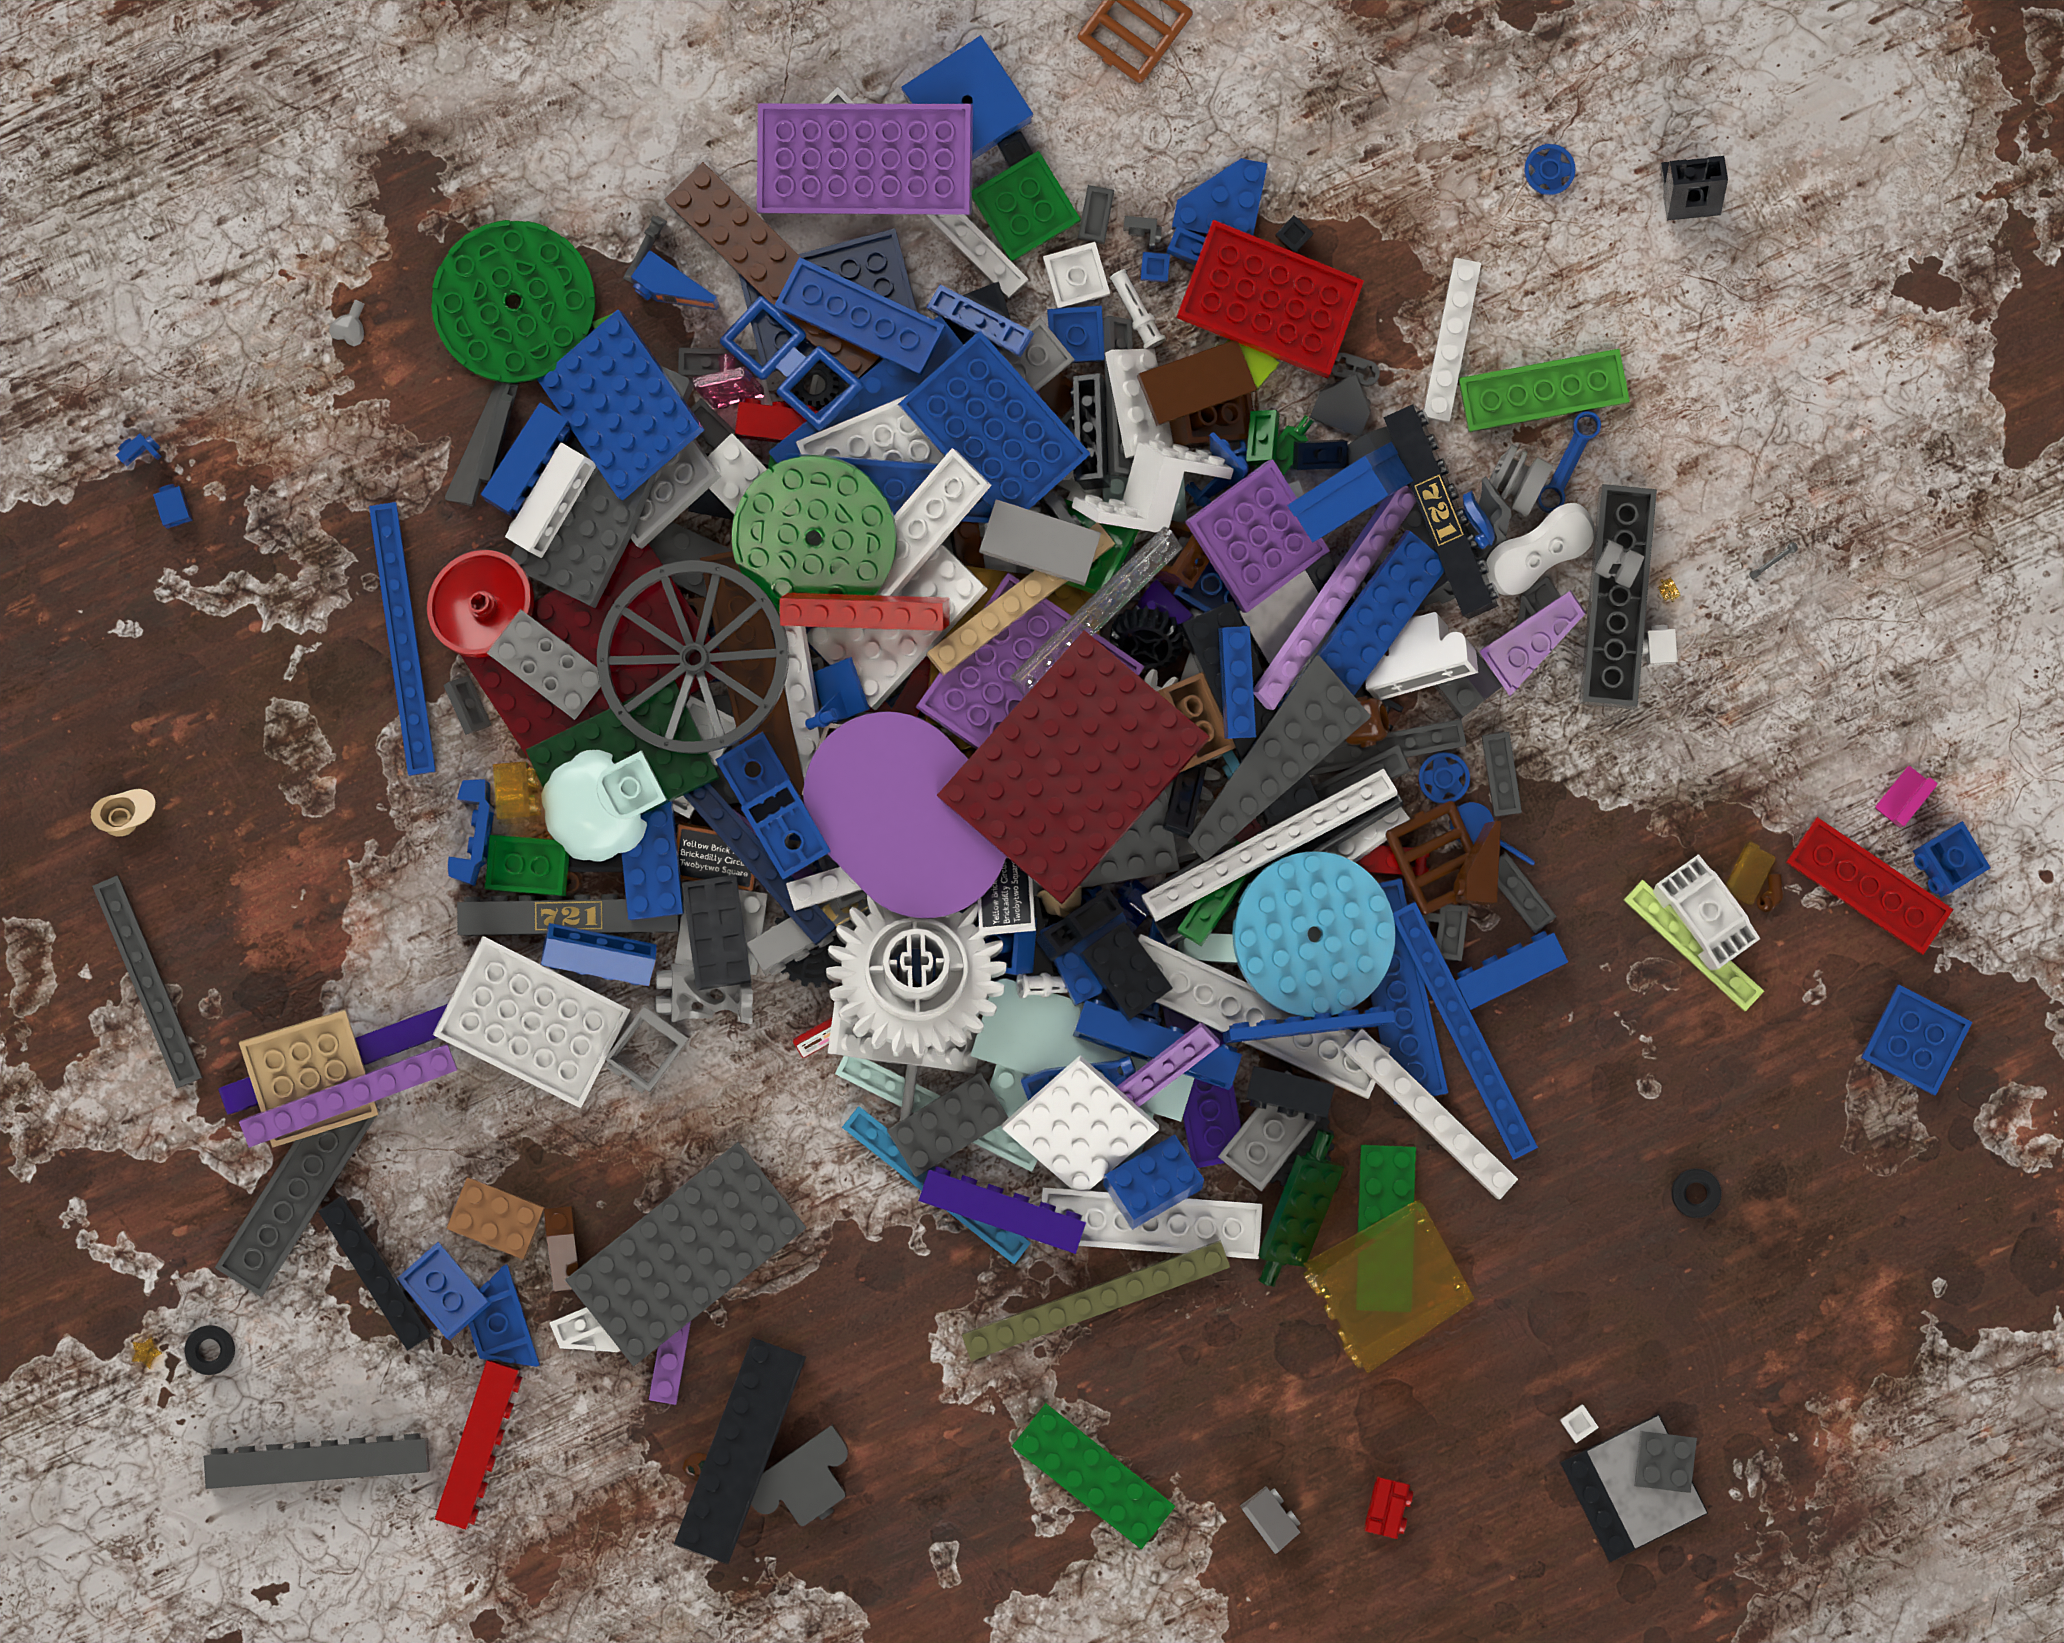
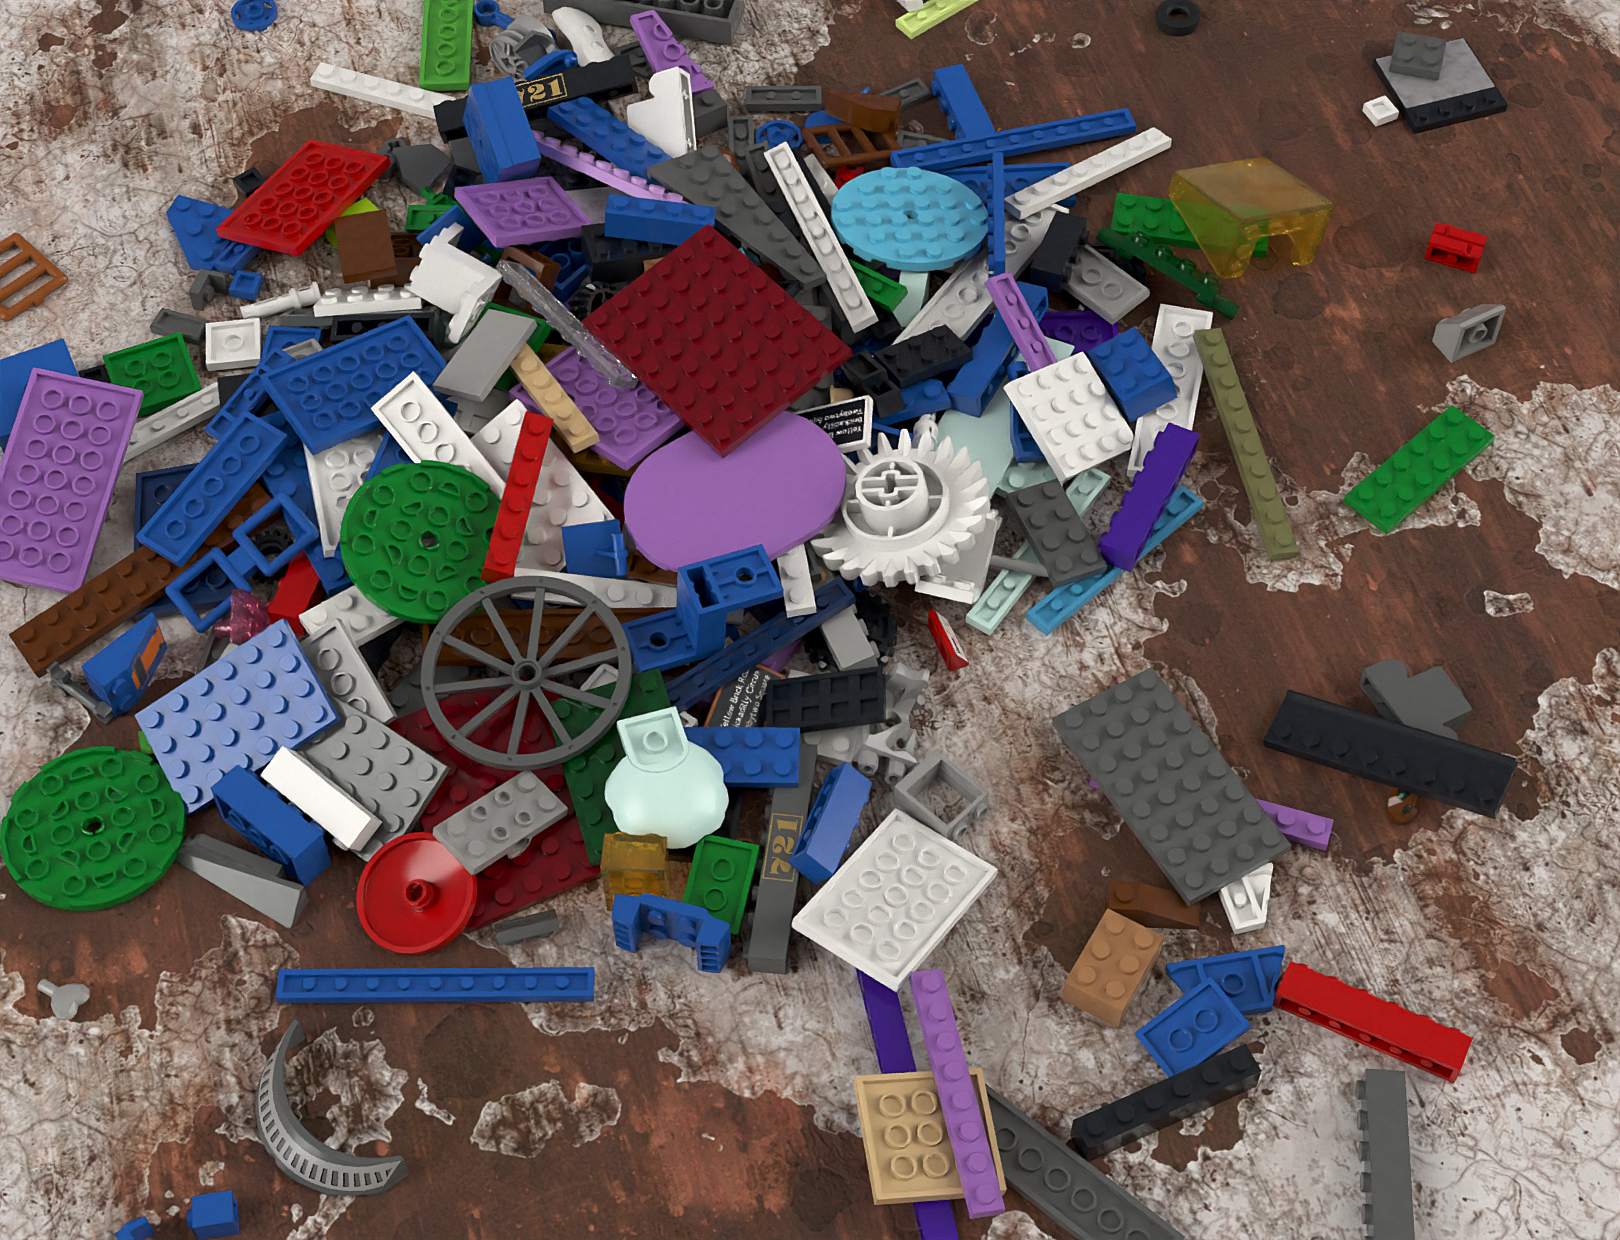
camera: 75 degrees left, 30 degrees down
(243, 549) = (300, 1153): none -> windscreen

